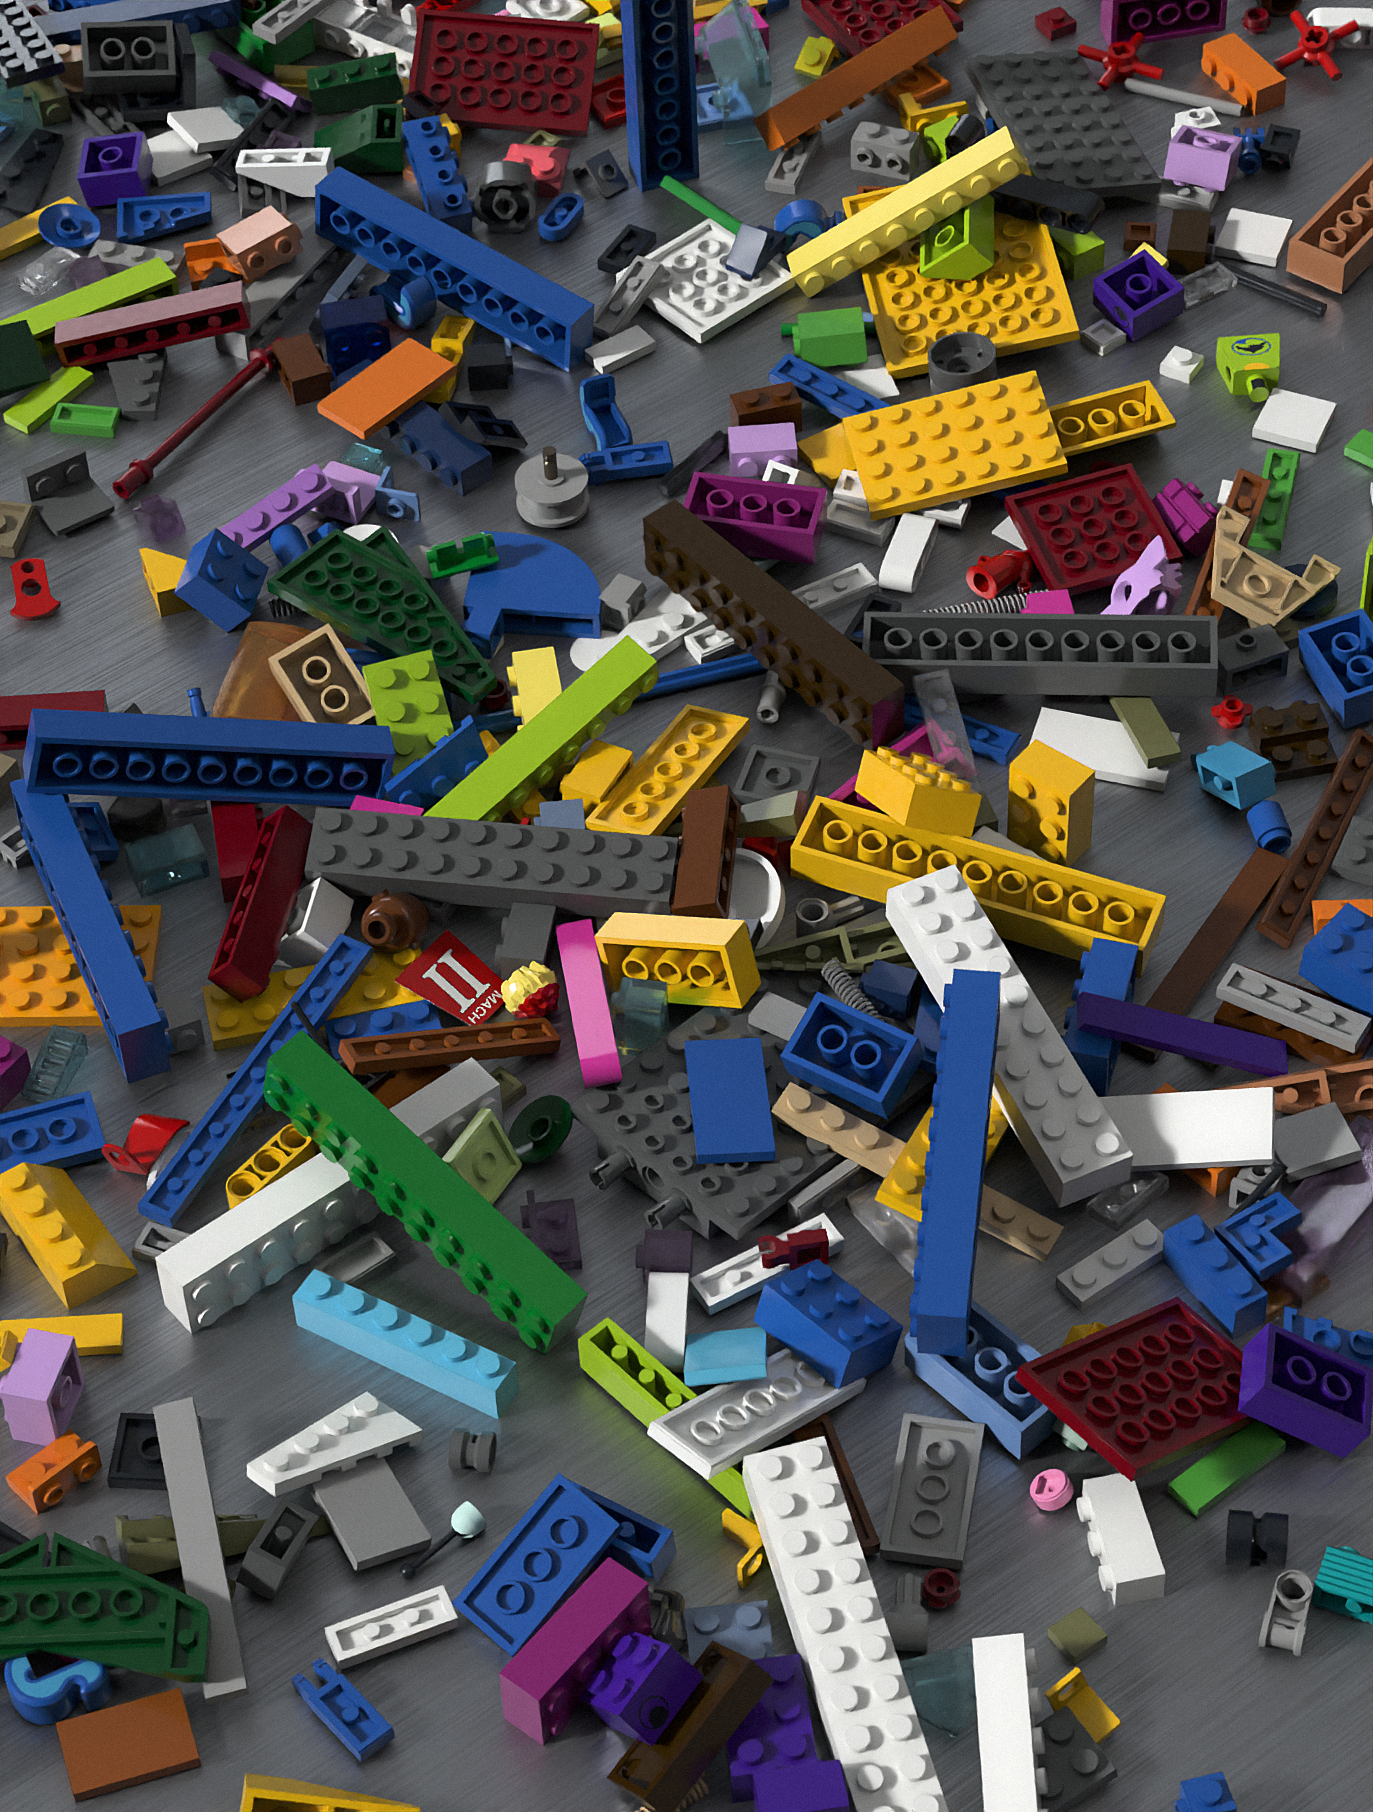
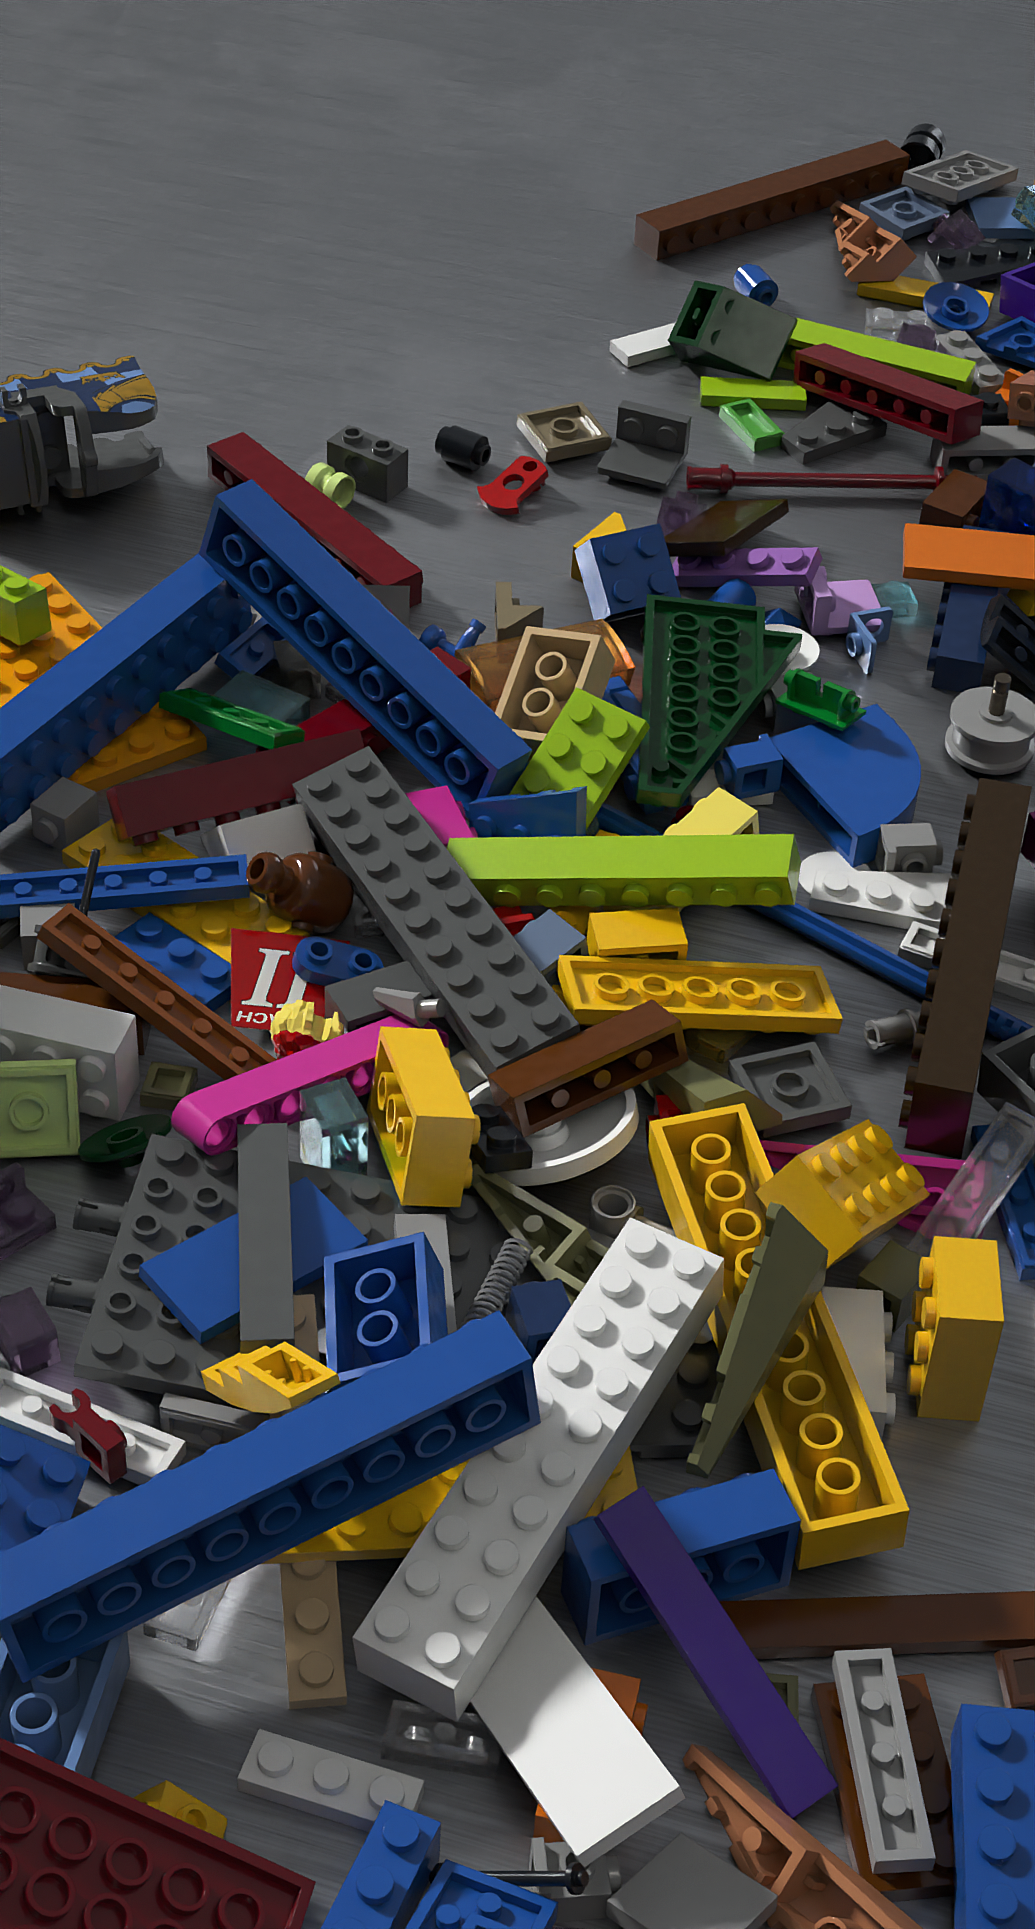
camera: 50 degrees right, 5 degrees down
(181, 874) = (230, 718): none -> green tile
(188, 674) = (511, 616): none -> dark tan slope
(214, 498) = (724, 527): none -> dark brown tile
(469, 945) = (334, 961): none -> blue plate
(563, 919) = (410, 1005): none -> light grey bar
(729, 1079) = (264, 1237): none -> dark grey tile
(876, 1119) = (269, 1379): none -> yellow slope
(1010, 895) = (776, 1298): none -> olive wedge

